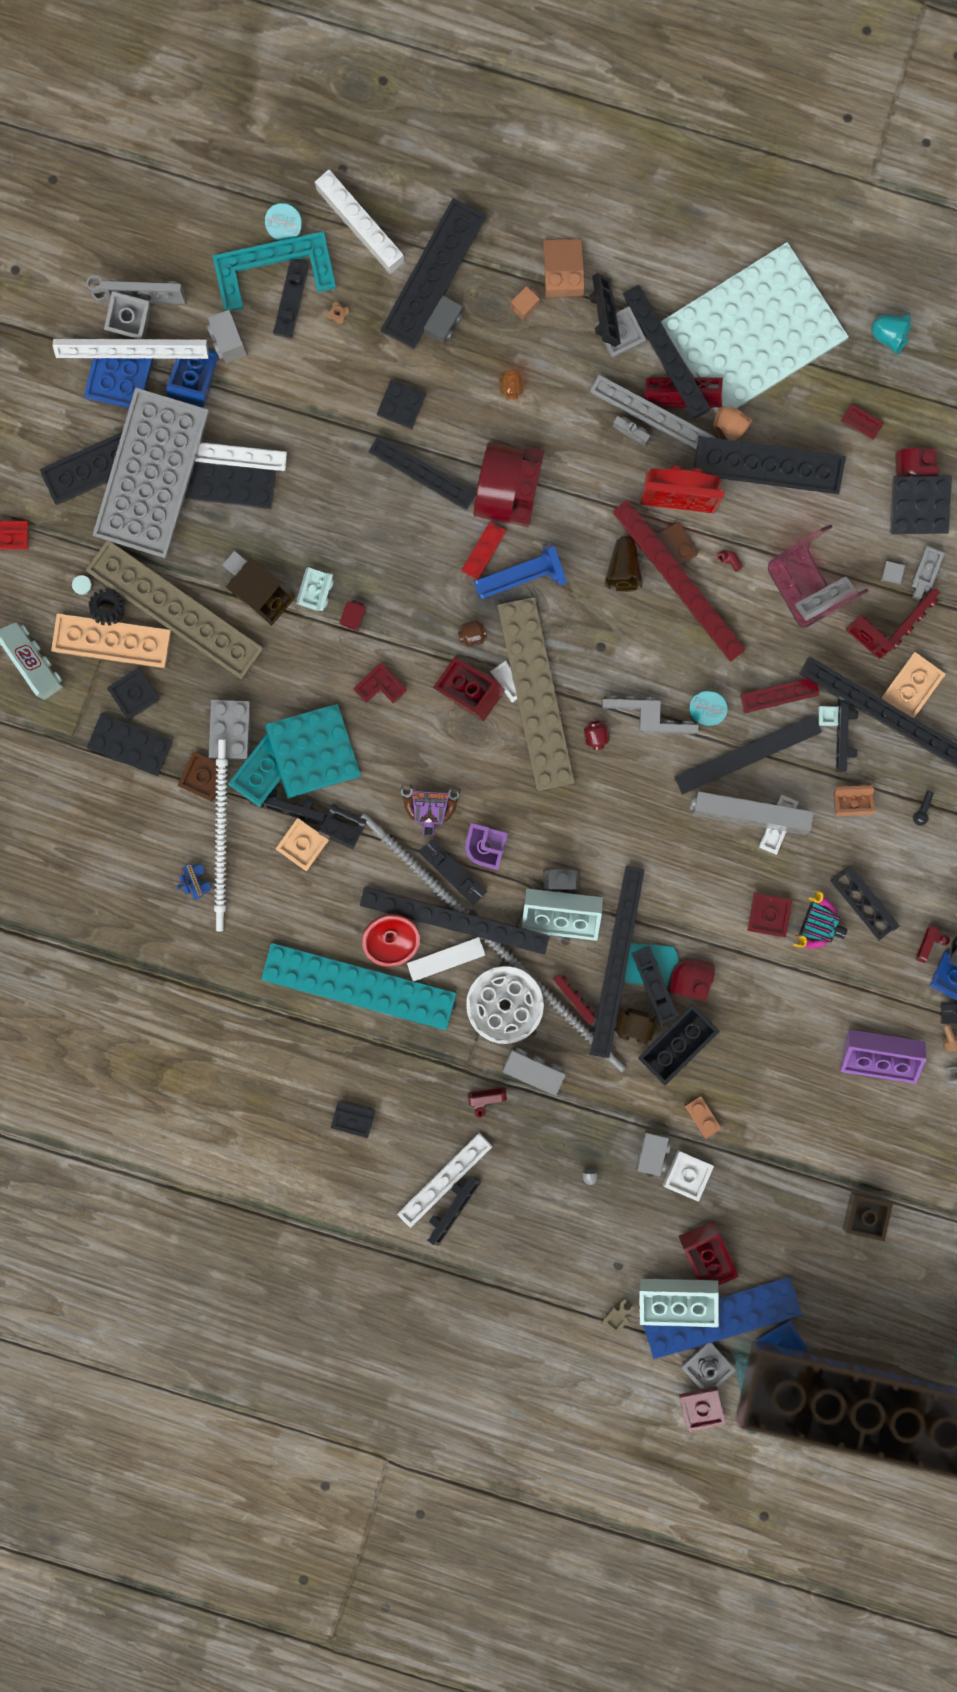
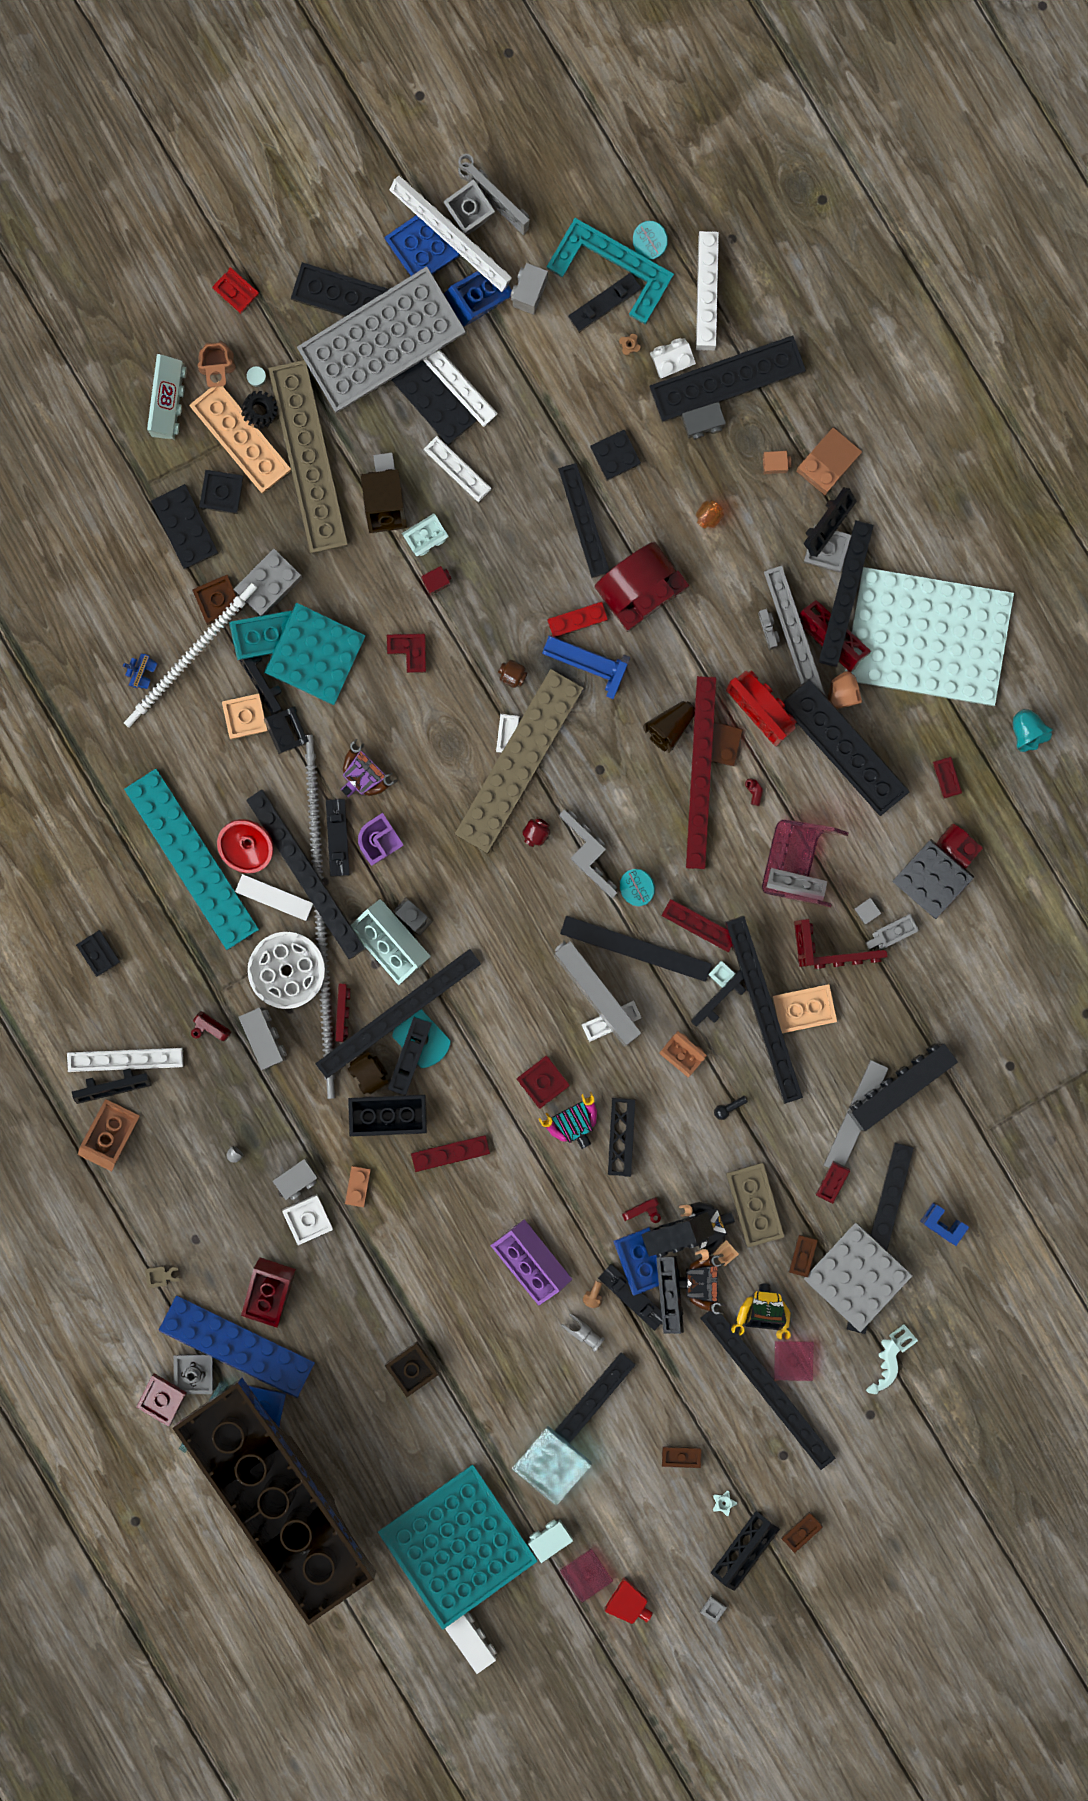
camera: 40 degrees right, 0 degrees up
(41, 599) = (214, 360): none -> nougat piece
(293, 519) = (457, 469): none -> white tile
(378, 294) = (672, 357): none -> white bracket
(469, 688) = (473, 712): dark red slope -> none
(483, 1247) = (108, 1135): none -> nougat slope
(679, 1302) = (215, 1305): light aqua slope -> none
(692, 978) = (442, 1076): dark red brick -> none
(749, 1030) = (450, 1153): none -> dark red plate

